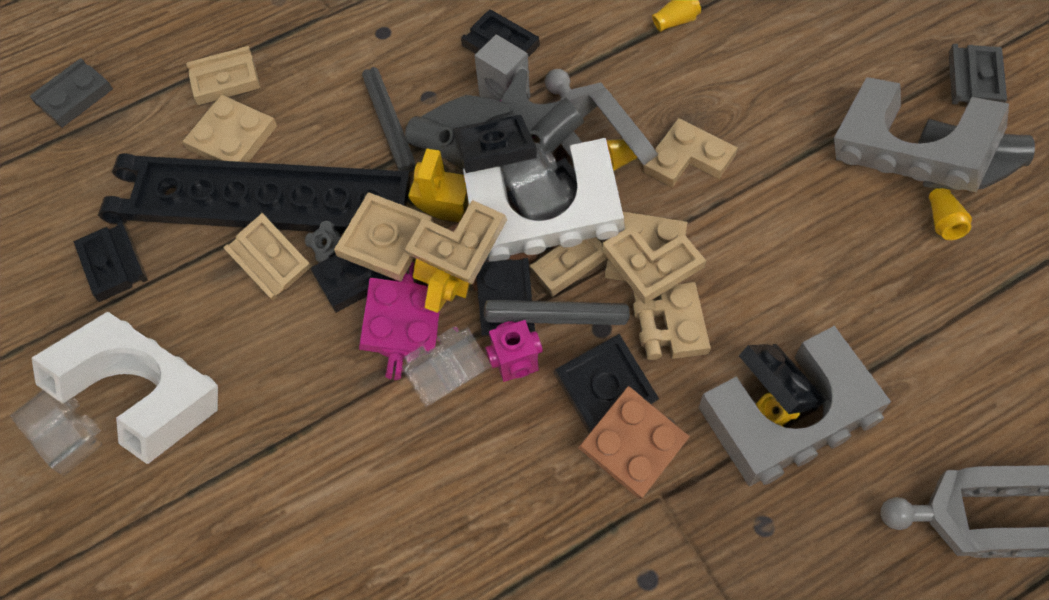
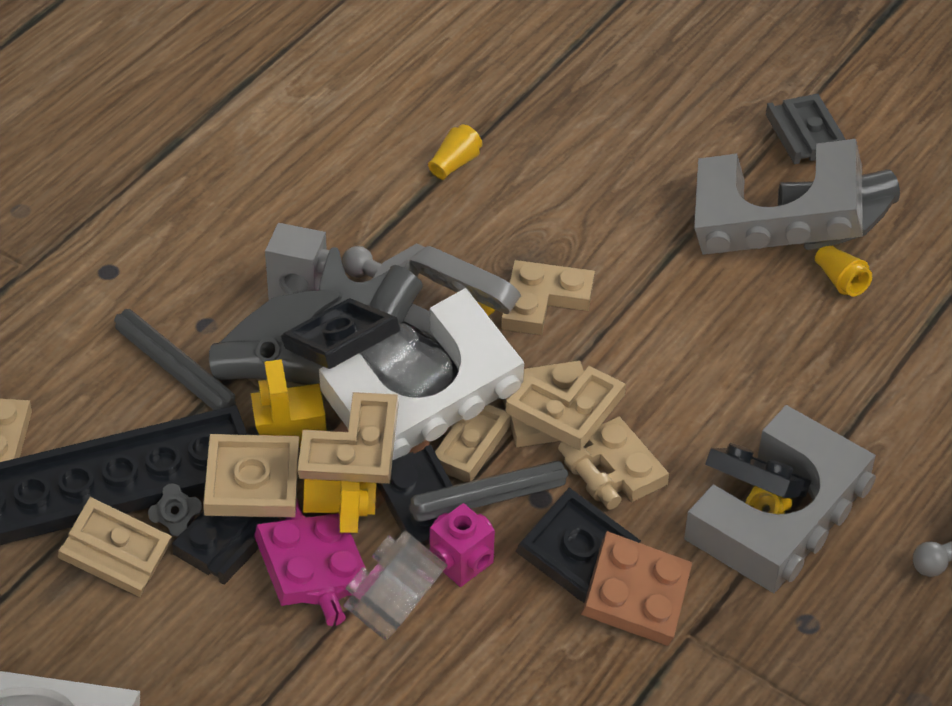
camera: 30 degrees left, 15 degrees down
(492, 24) = (250, 233): black plate -> none

